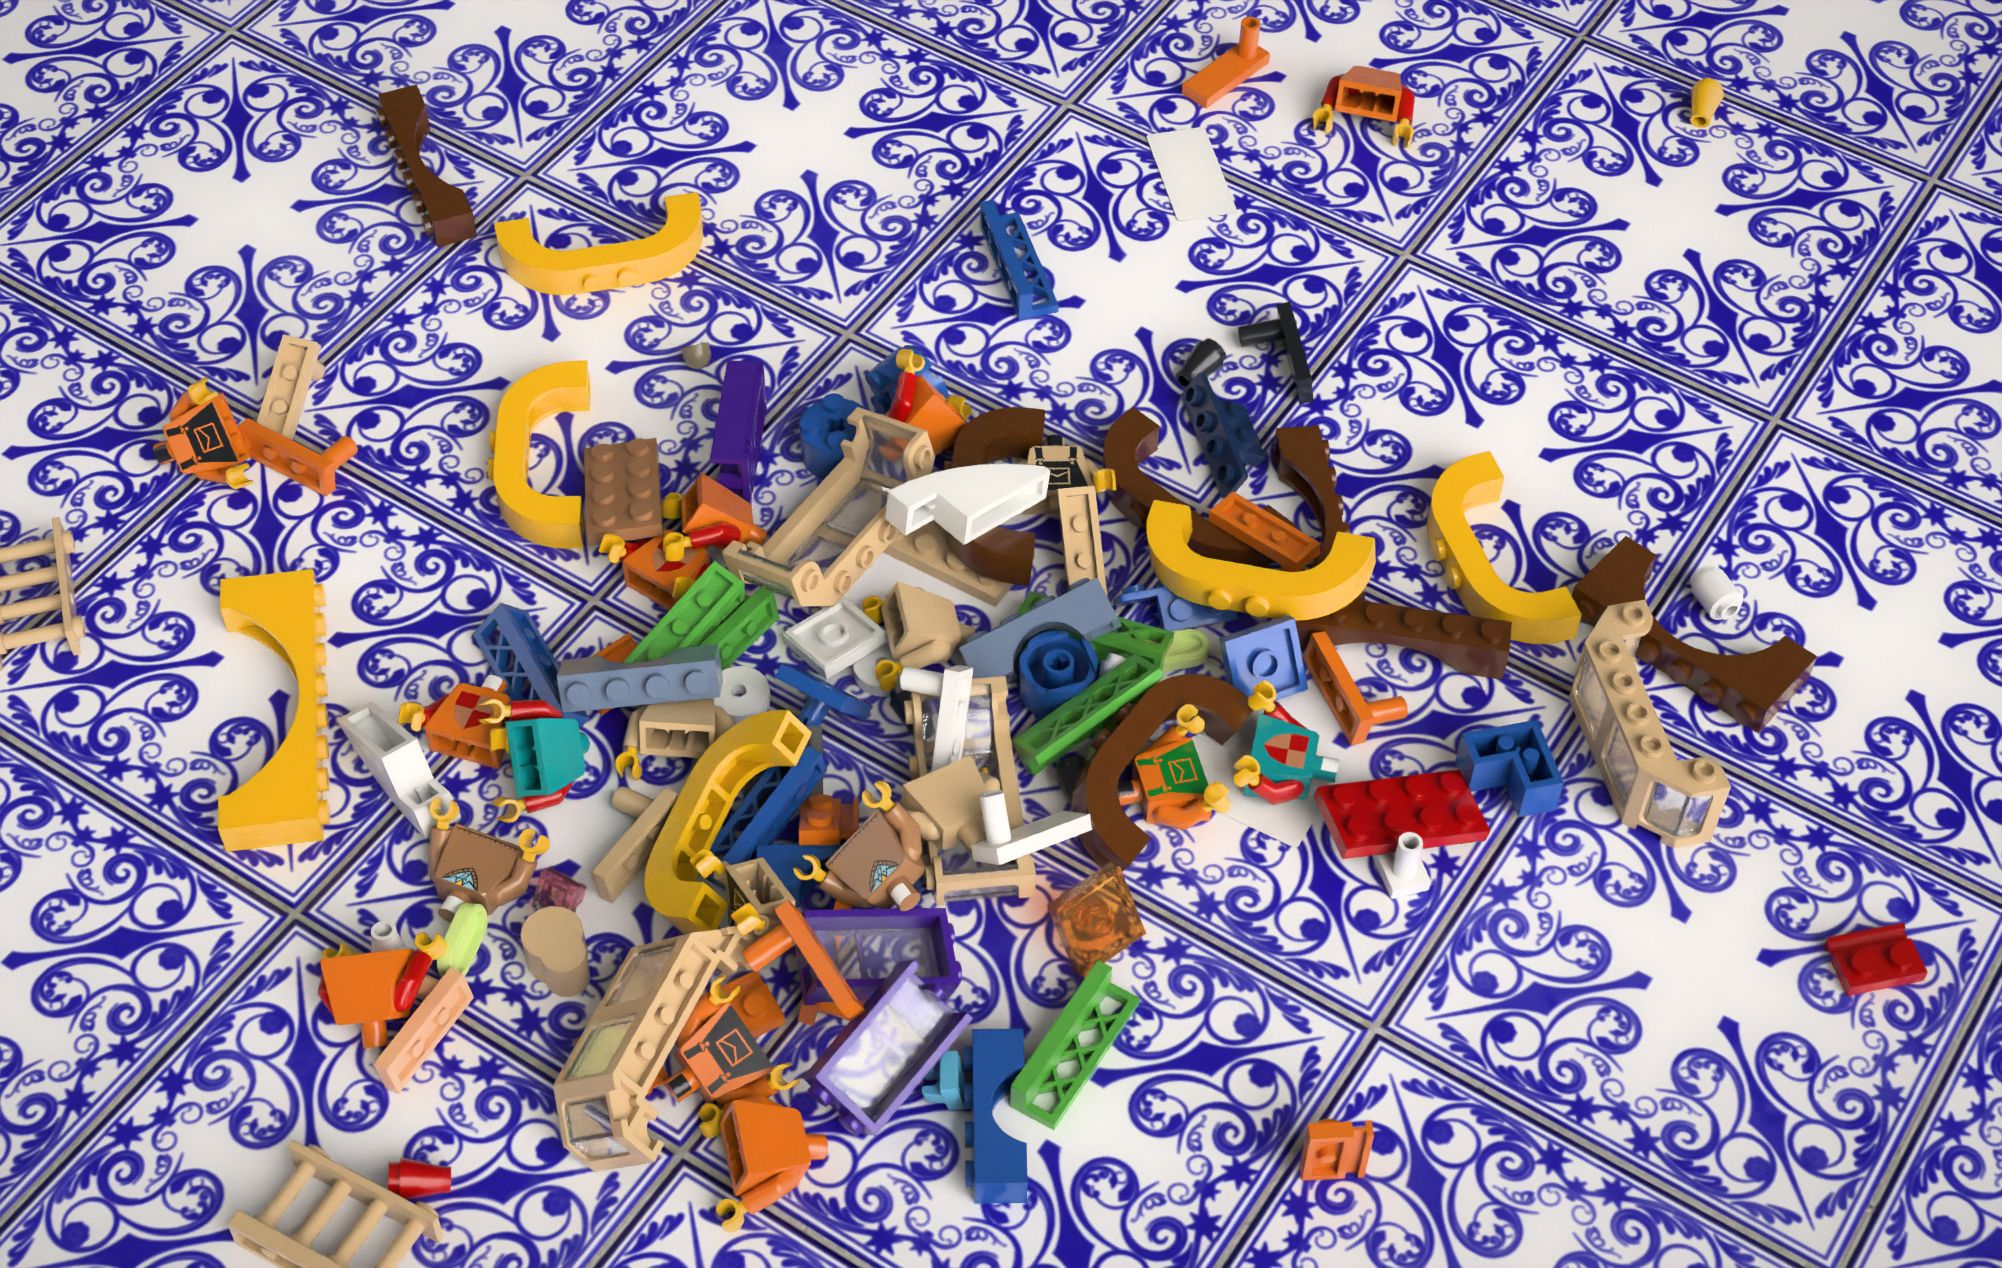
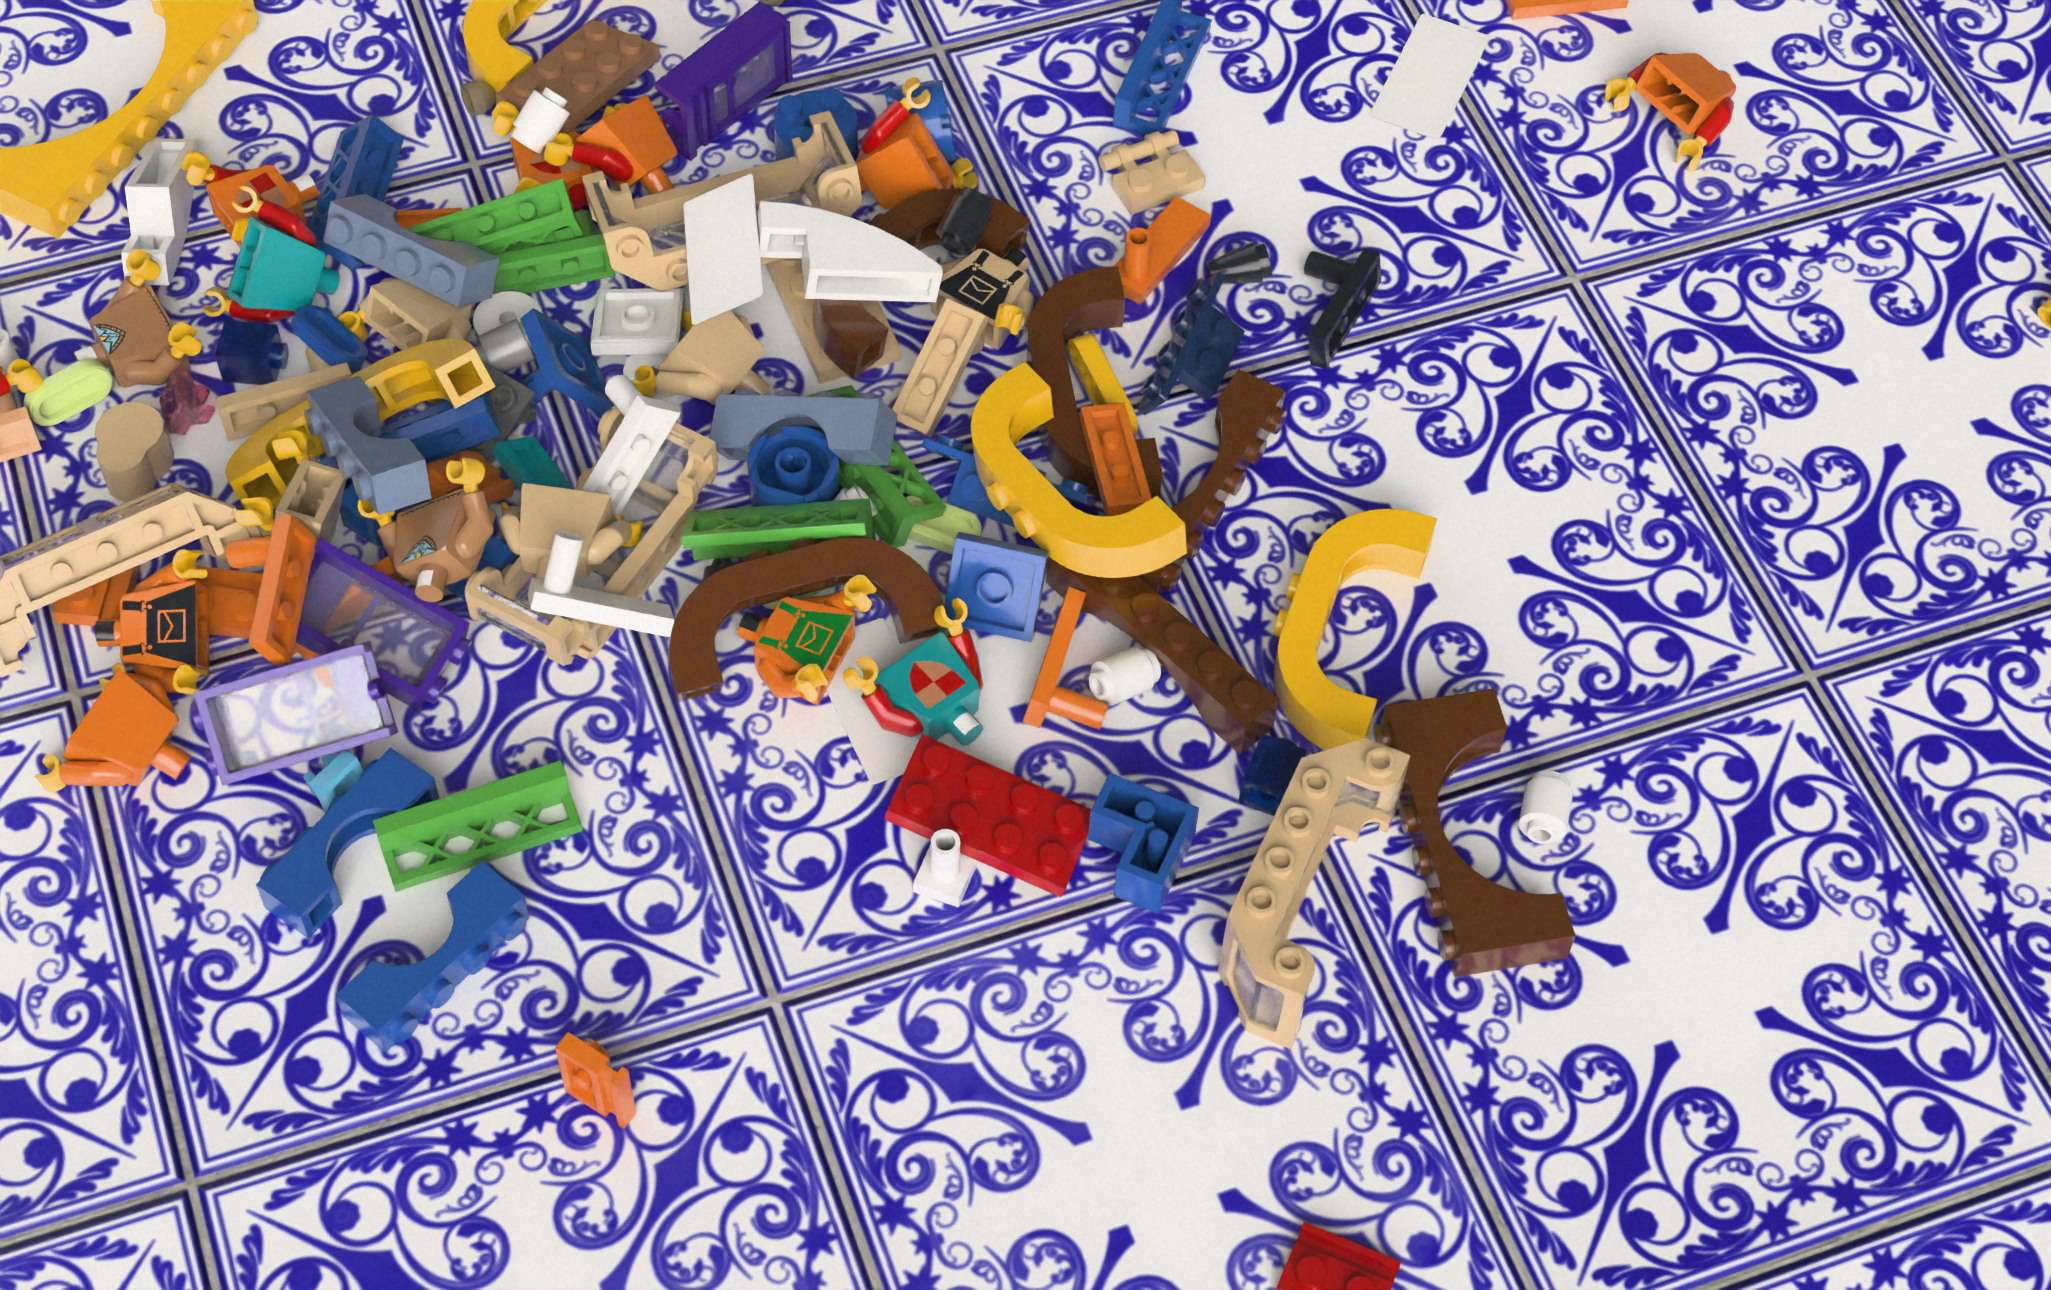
camera: 35 degrees right, 5 degrees up
(555, 551) = (477, 97): none -> dark tan hinge
(574, 827) = (250, 352): none -> clear blue brick
(626, 780) = (328, 337): none -> blue tile
(647, 531) = (540, 119): none -> white brick
(767, 697) = (505, 346): none -> light grey brick
(806, 834) = (382, 470): none -> sand blue arch
(853, 779) = (528, 463): none -> teal tile
(877, 543) = (722, 249): none -> white sticker
(1013, 432) = (964, 221): none -> black brick
(1086, 342) = (1154, 181): none -> tan plate
(1096, 919) = (599, 722): clear orange tile -> none
(1133, 378) = (1156, 250): none -> orange piece
(1134, 1195) = (392, 999): none -> blue arch
(1177, 483) = (1098, 375): none -> yellow beam
(1394, 671) = (1124, 675): none -> white brick
(1547, 675) = (1269, 773): none -> clear blue brick

